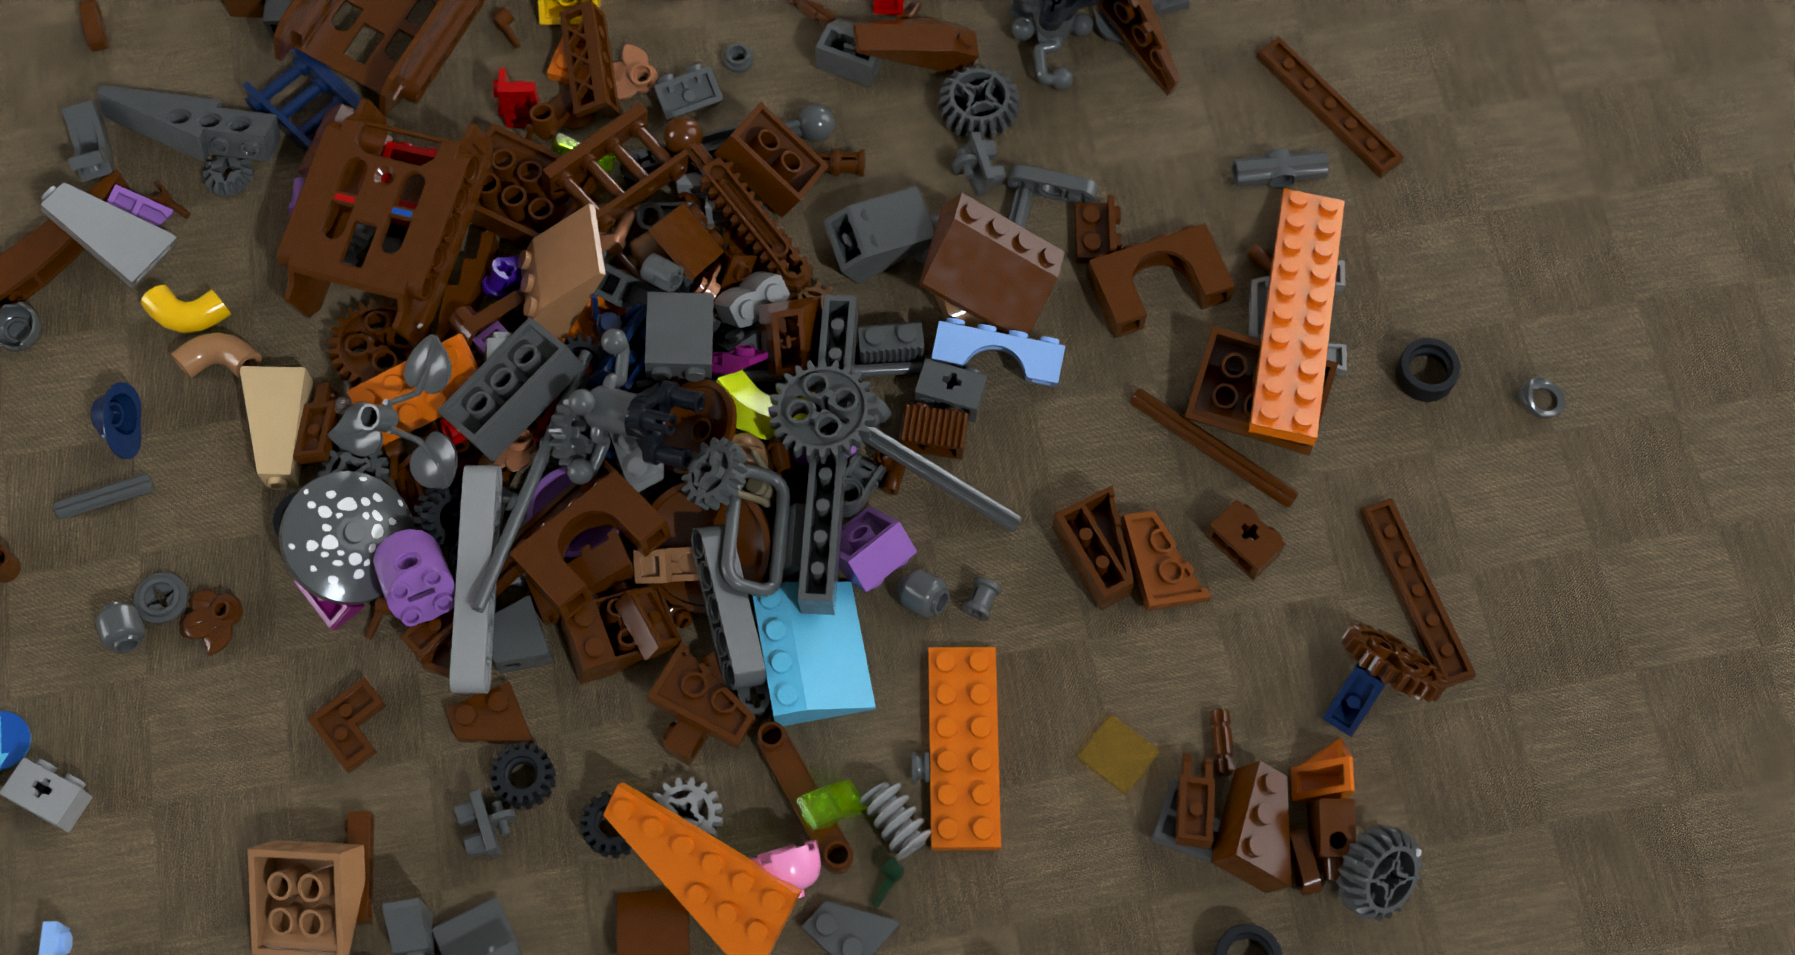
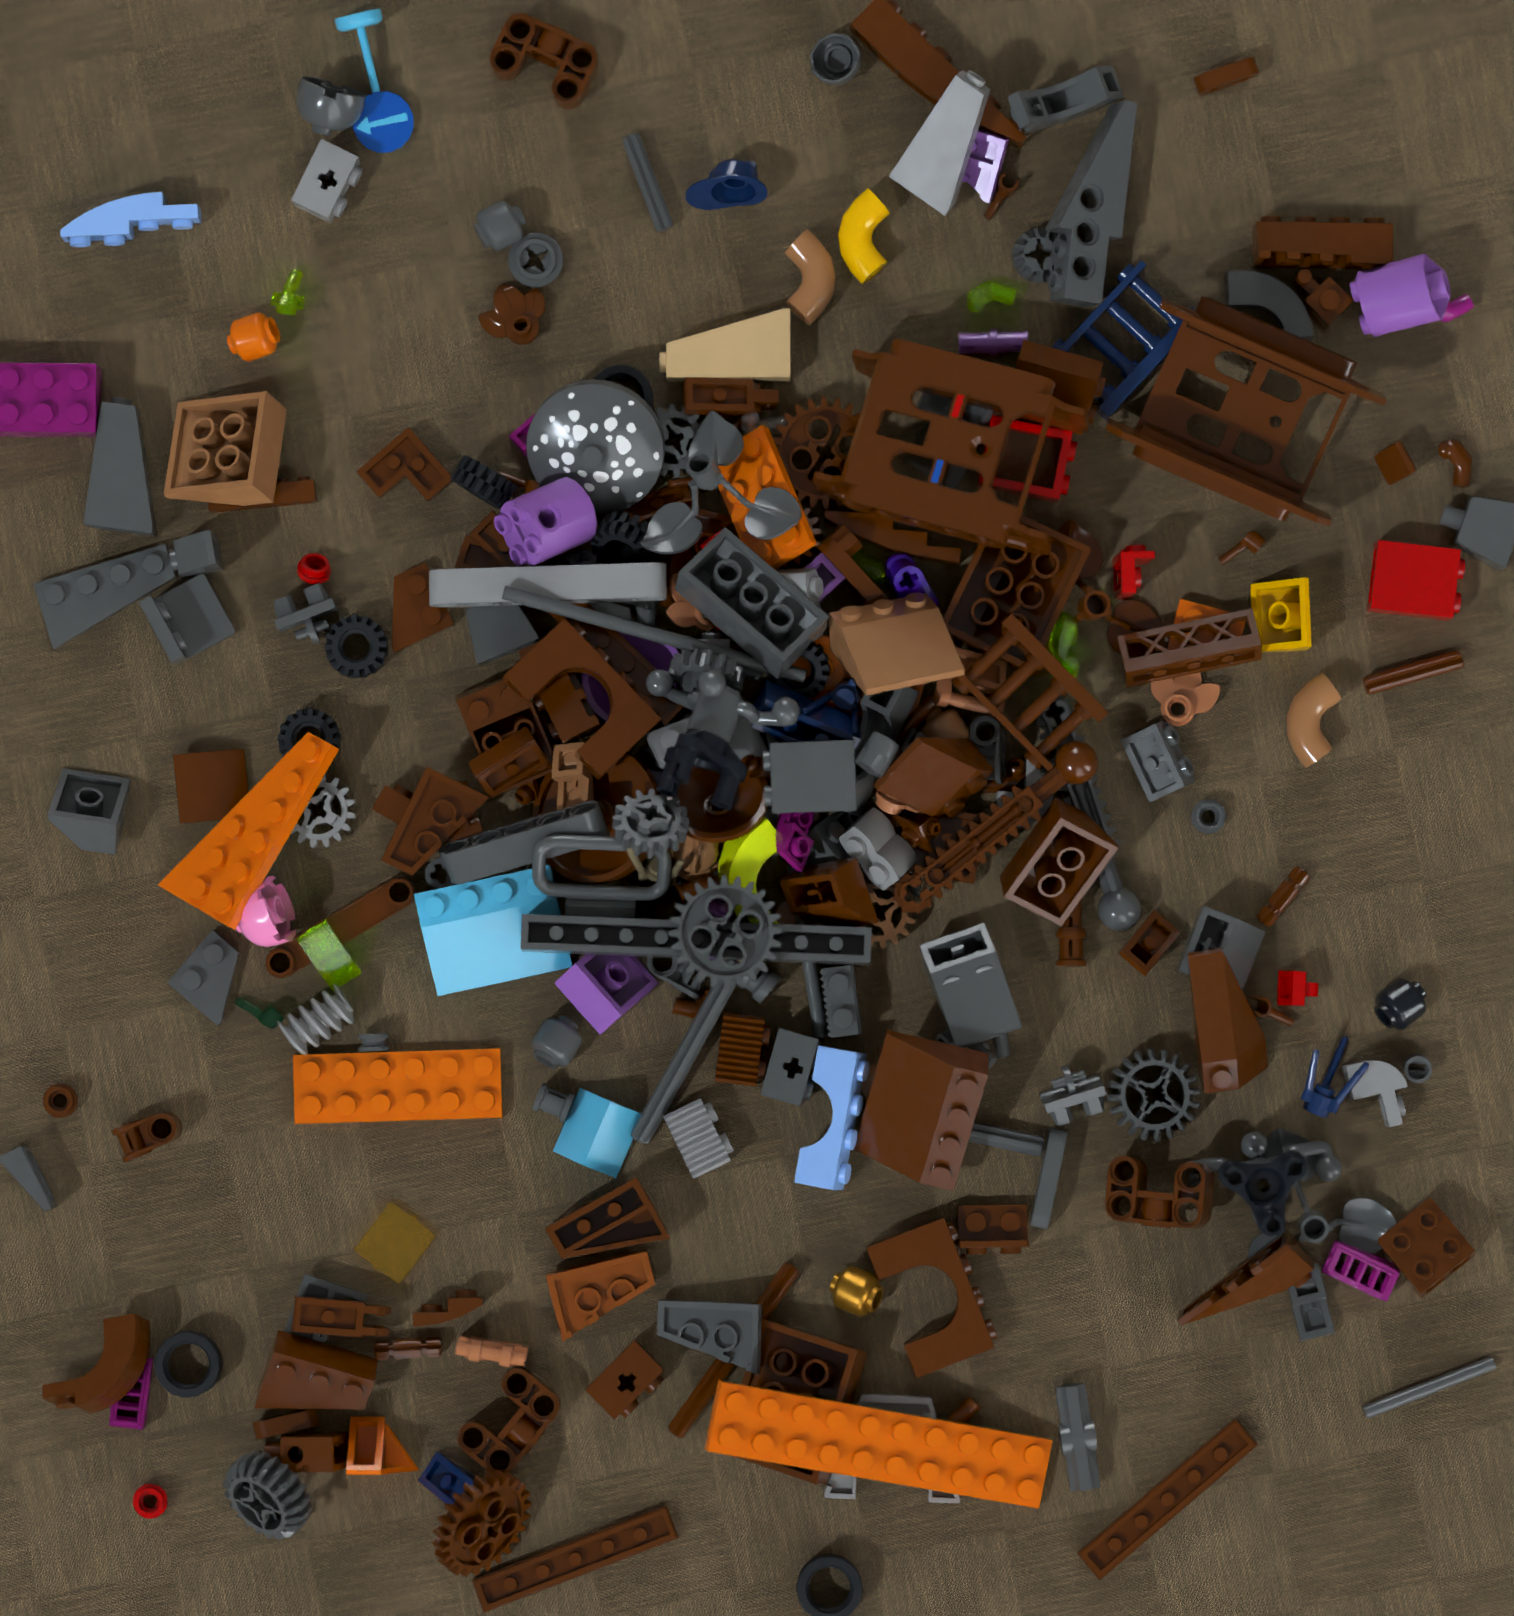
camera: 90 degrees right, 20 degrees up
(162, 836) = (287, 301): none -> clear neon green plate
(193, 871) = (253, 336): none -> orange head
(254, 212) = (986, 293): none -> clear neon green arm
(370, 644) = (483, 482): none -> black tyre
(439, 815) = (314, 568): none -> red plate
(851, 101) = (1149, 943): none -> reddish brown slope
(1011, 562) = (597, 1133): none -> medium azure slope
(1015, 469) = (698, 1138): none -> light grey brick
(1078, 96) = (1159, 1208): none -> reddish brown beam
(1156, 338) = (856, 1291): none -> pearl gold head
(1182, 692) = (458, 1305): none -> reddish brown slope
(1195, 453) = (717, 1328): none -> dark grey wing
(1223, 659) = (482, 1349): none -> nougat plate
(1300, 634) = (521, 1431): none -> reddish brown beam

